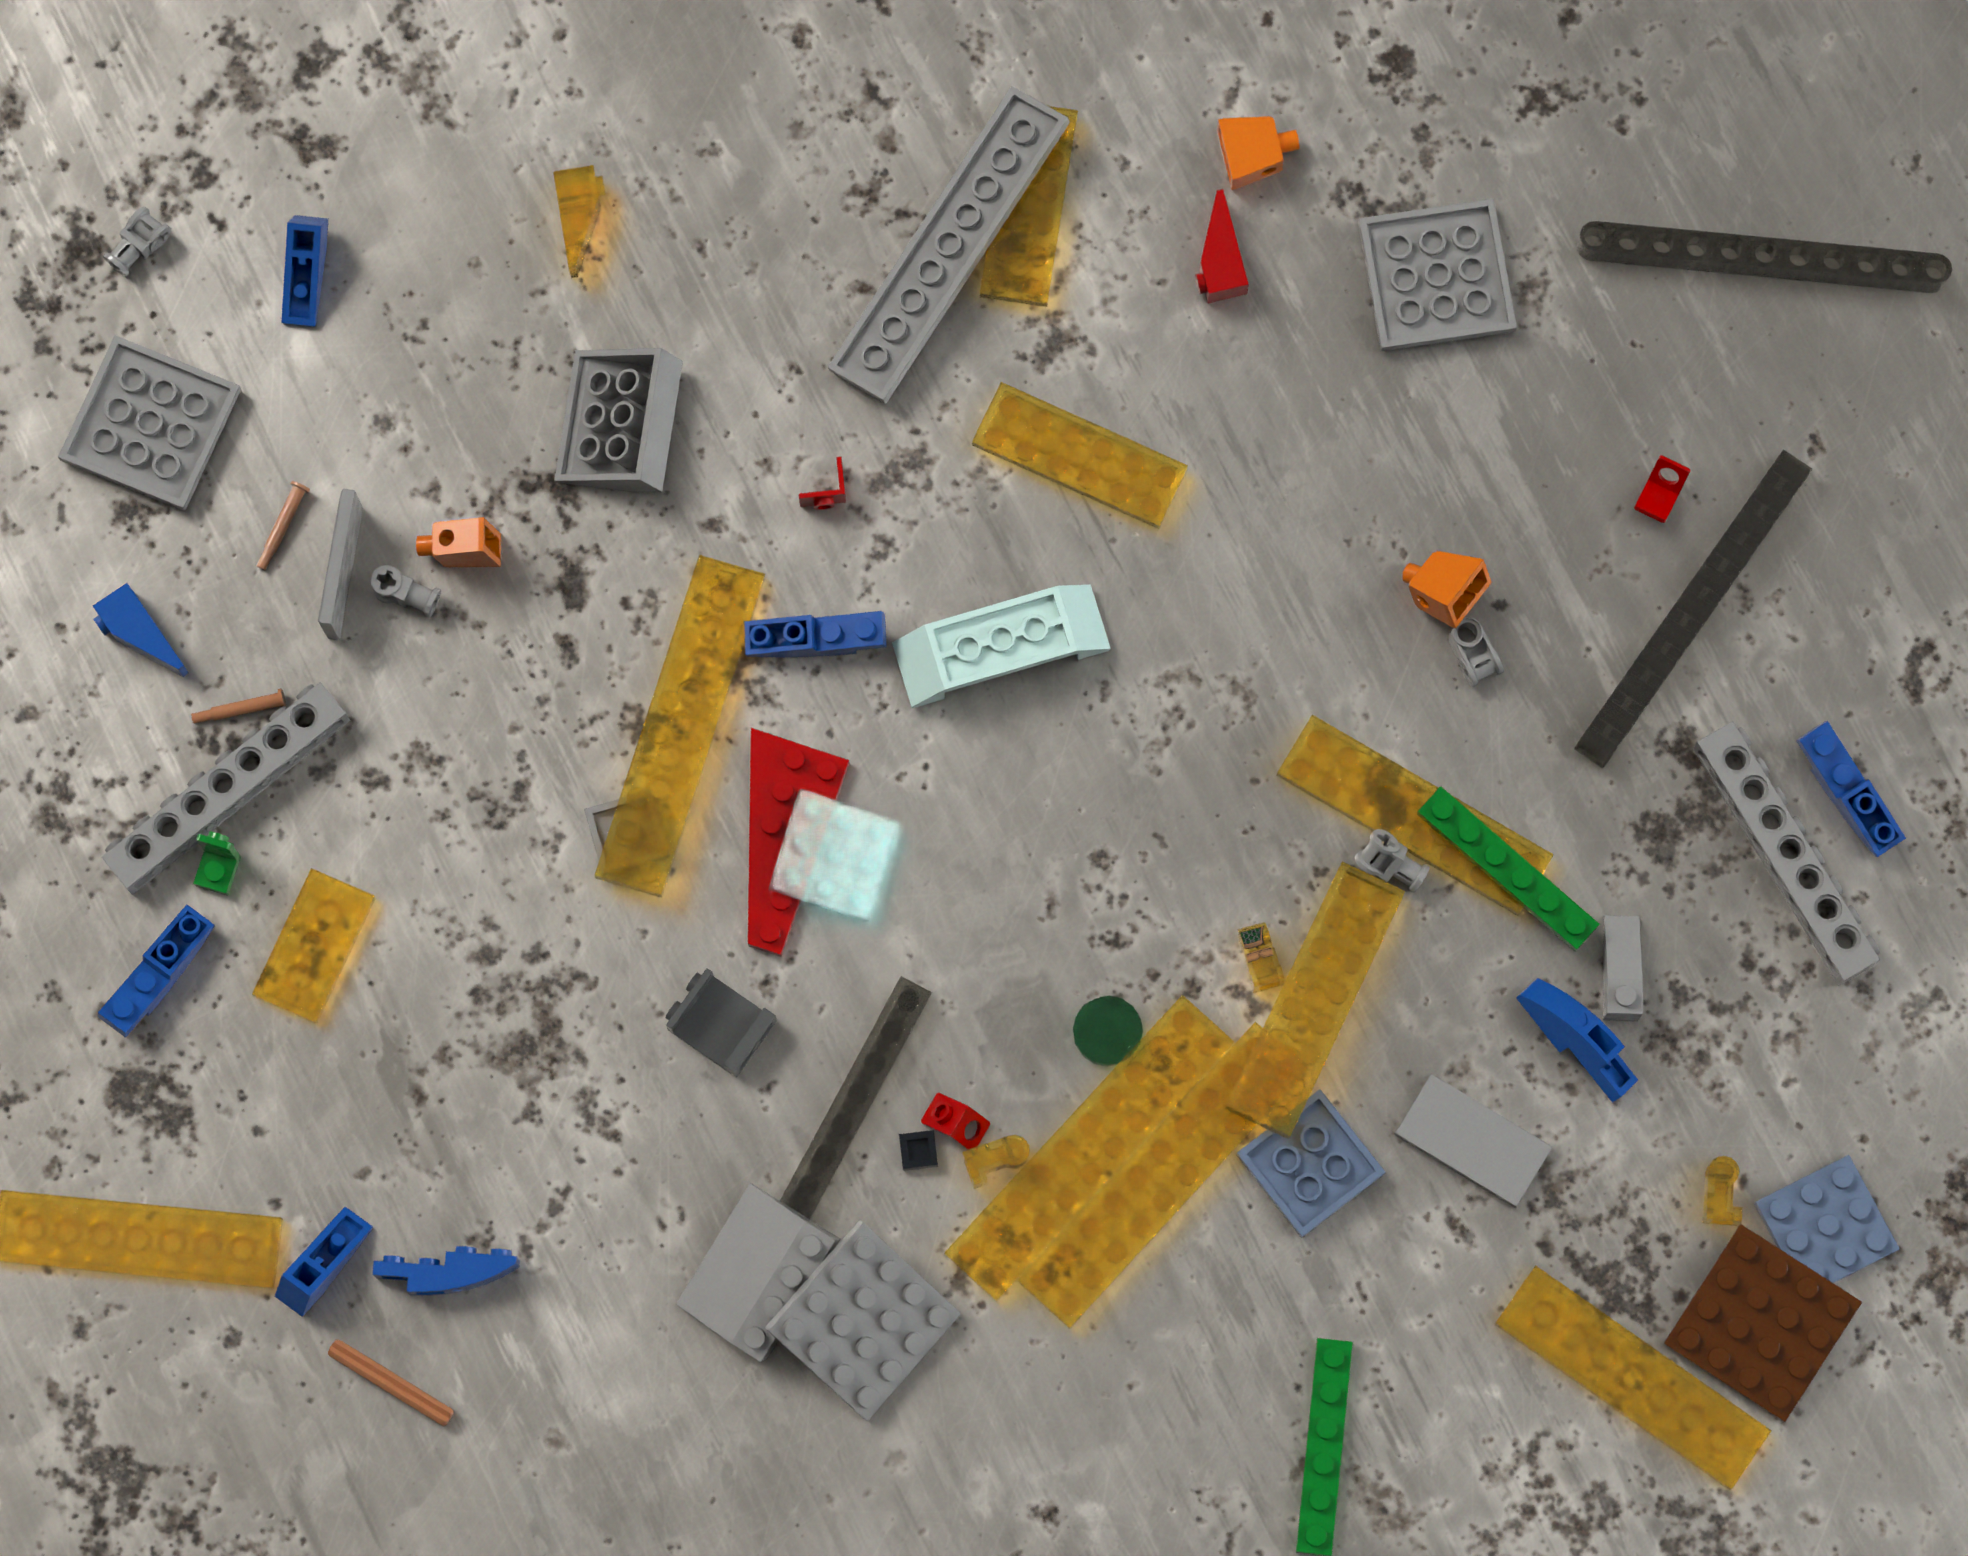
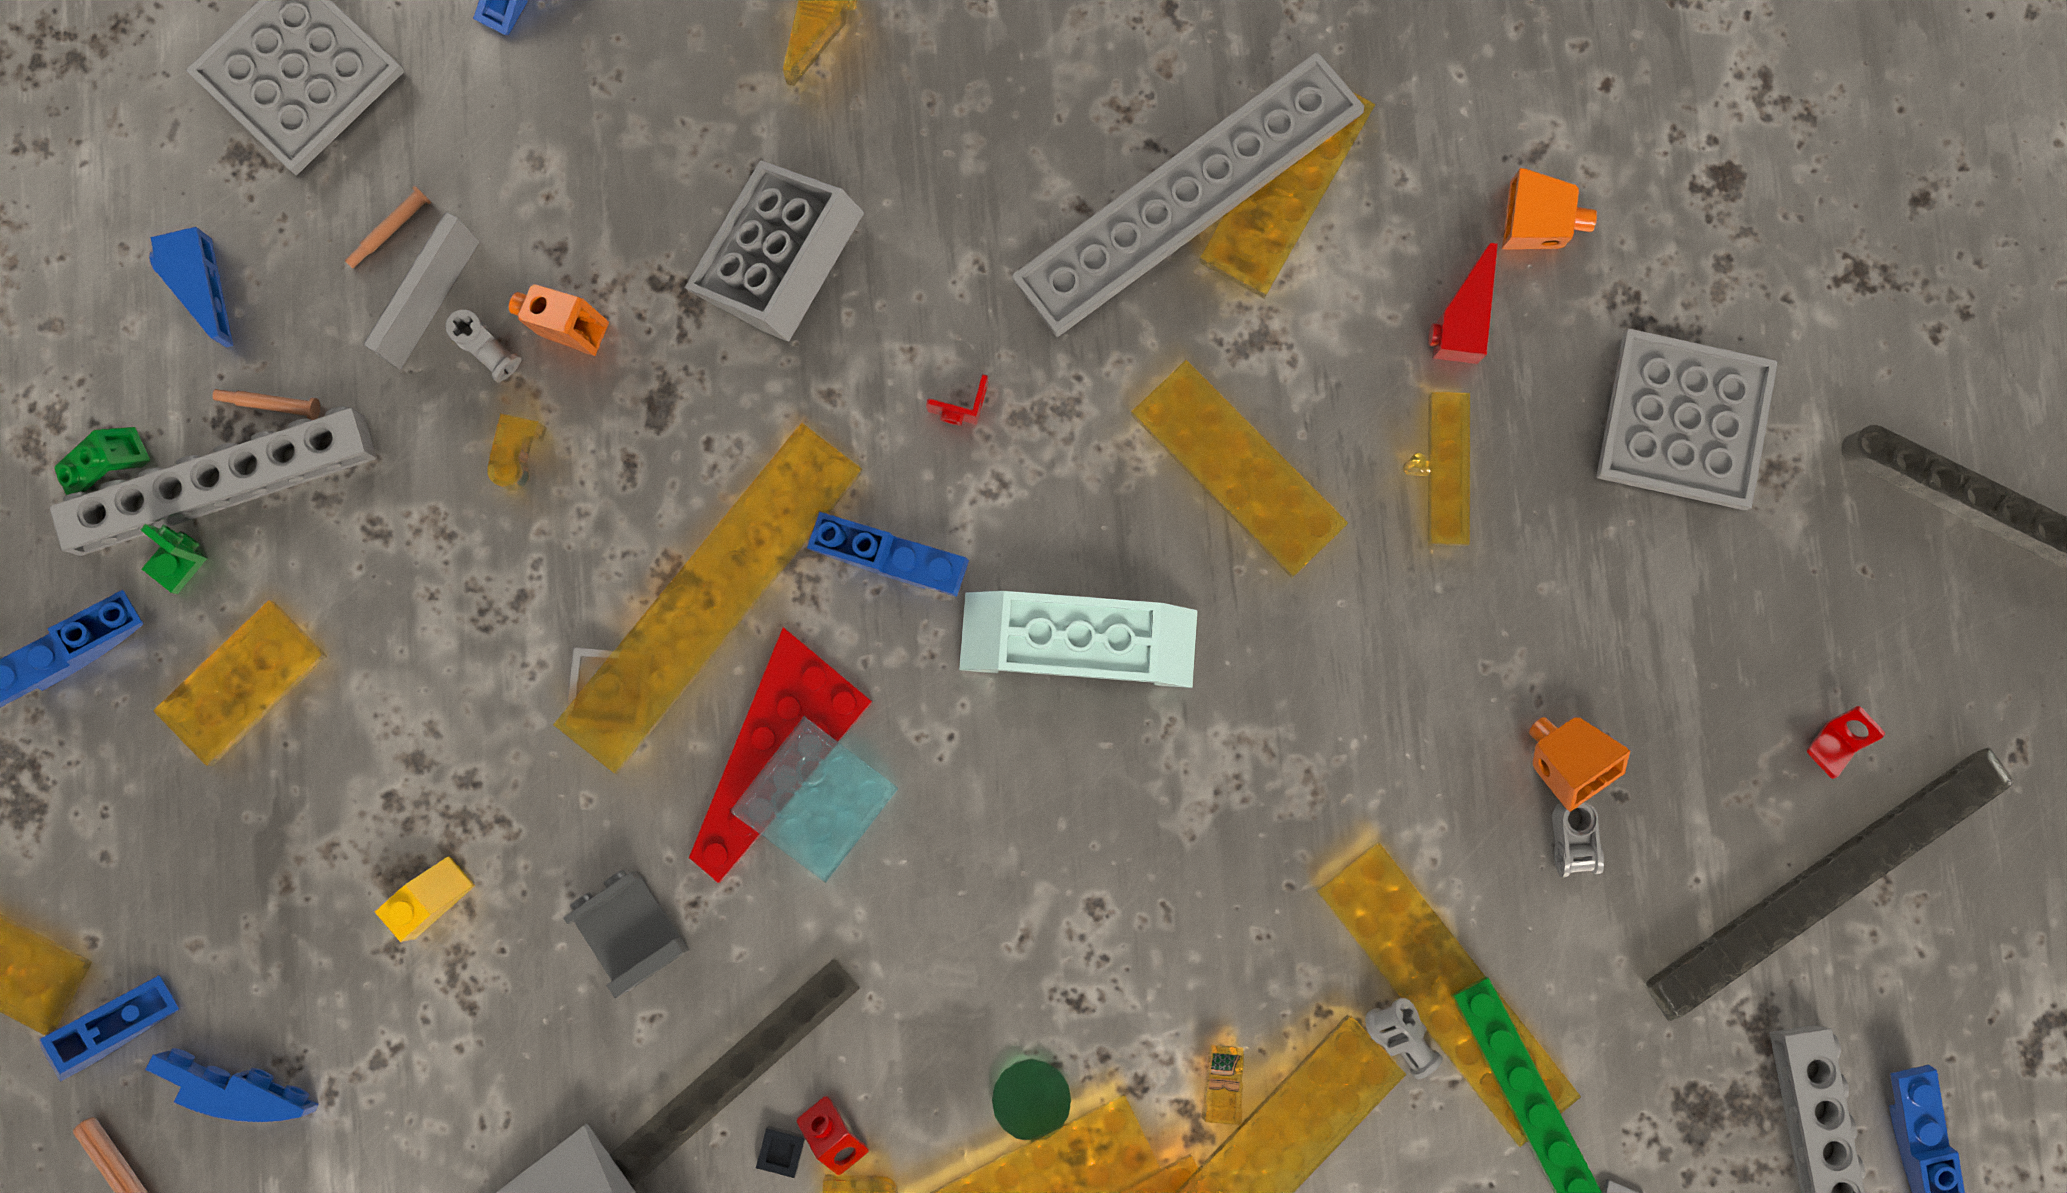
camera: 15 degrees right, 5 degrees up
(117, 808) = (99, 453): none -> green bracket
(464, 670) = (511, 451): none -> clear yellow leg
(543, 1059) = (424, 900): none -> yellow slope
(1253, 390) = (1446, 469): none -> clear yellow plate

